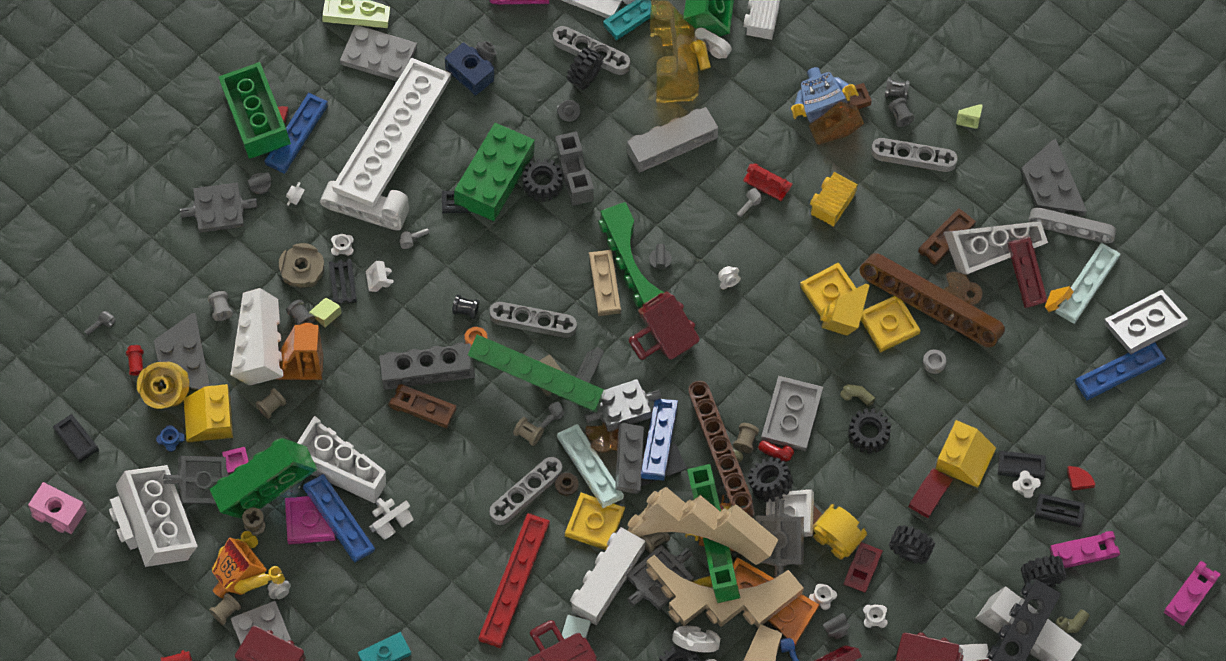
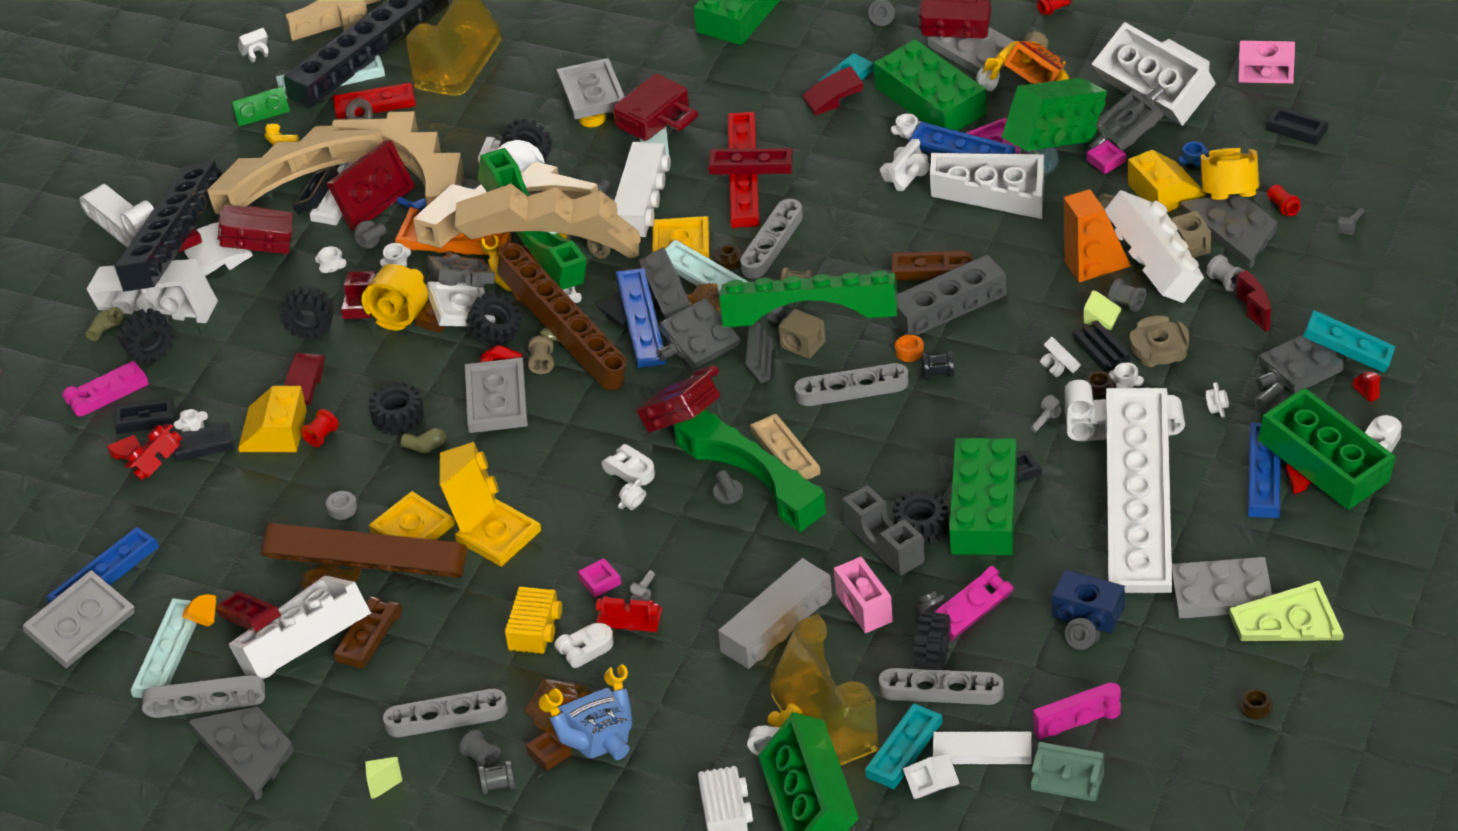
camera: 165 degrees right, 20 degrees down
(180, 198) = (1349, 341): none -> teal plate
(188, 167) = (1367, 385): none -> red tile
(201, 131) = (1385, 431): none -> white plate
(216, 267) = (1255, 297): none -> dark red slope
(219, 343) = (1194, 232): none -> dark tan brick
(330, 594) = (930, 87): none -> green brick
(361, 240) = (1099, 382): none -> dark brown plate
(367, 560) = (905, 125): none -> white plate
(409, 630) = (826, 93): none -> dark red slope
(508, 572) = (751, 161): none -> dark red tile
(541, 99) = (975, 601): none -> dark pink plate
(611, 122) = (863, 595): none -> bright pink brick
(715, 300) = (629, 465): none -> white plate
(776, 217) = (599, 577): none -> dark pink plate
(796, 172) = (594, 639): none -> white plate
(931, 434) = (319, 428): none -> red bush
(1063, 457) = (160, 441): none -> red hinge

